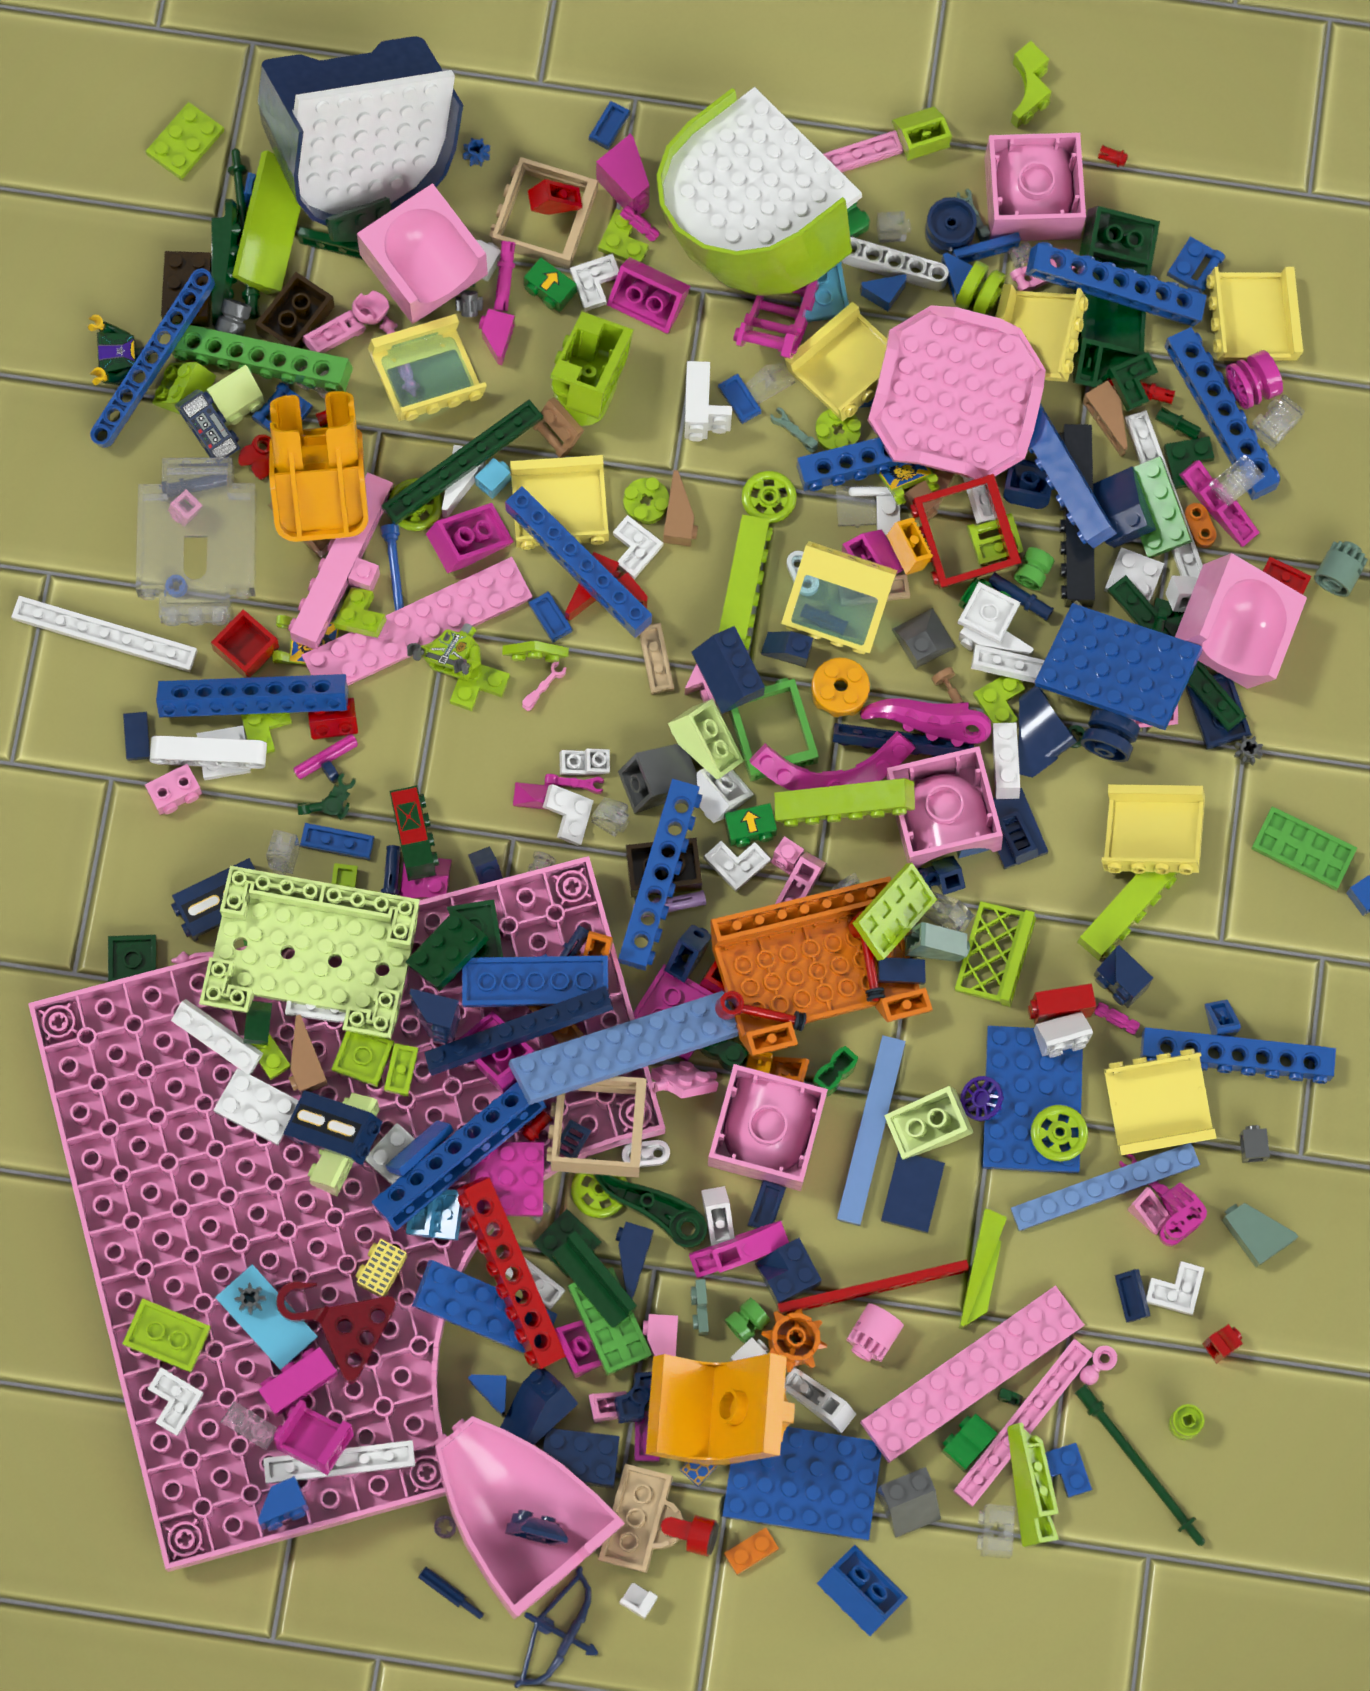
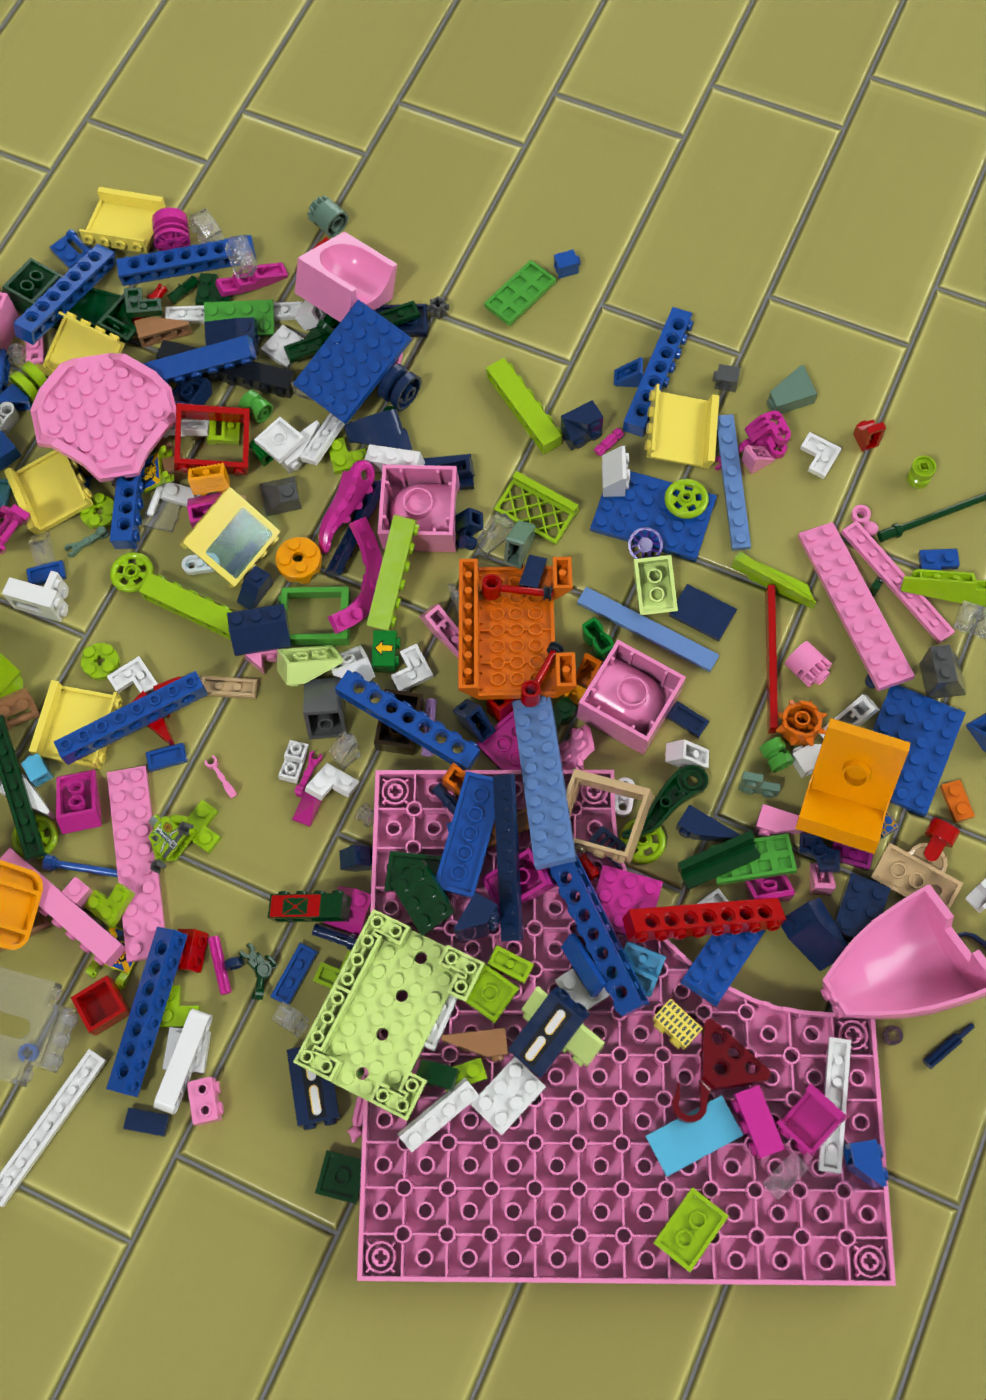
camera: 65 degrees left, 5 degrees down
(181, 1400) = (750, 1230): white plate -> none
(250, 1306) = (679, 1137): dark grey gear -> none
(492, 1389) = (788, 965): blue slope -> none
(535, 650) = (190, 772): lime plate -> none
(536, 1529) = (917, 957): dark blue slope -> none
(557, 1235) = (672, 880): dark green plate -> none
(680, 519) = (122, 638): medium nougat slope -> none
(739, 1250) = (721, 746): dark pink slope -> none
(787, 855) = (417, 630): bright pink brick -> none
(788, 1272) = (745, 715): dark blue slope -> none
(894, 911) = (489, 560): lime plate -> none
(943, 677) = (331, 484): medium nougat wheel -> none
(969, 1441) = (905, 622): green brick -> none
(1027, 600) = (284, 413): dark blue pin -> none
(1062, 1002) = (591, 470): red brick -> none
(1132, 1295) = (818, 484): dark blue tile -> none
(1154, 829) = (478, 377): light yellow panel -> none
(1200, 524) = (263, 294): orange plate -> none

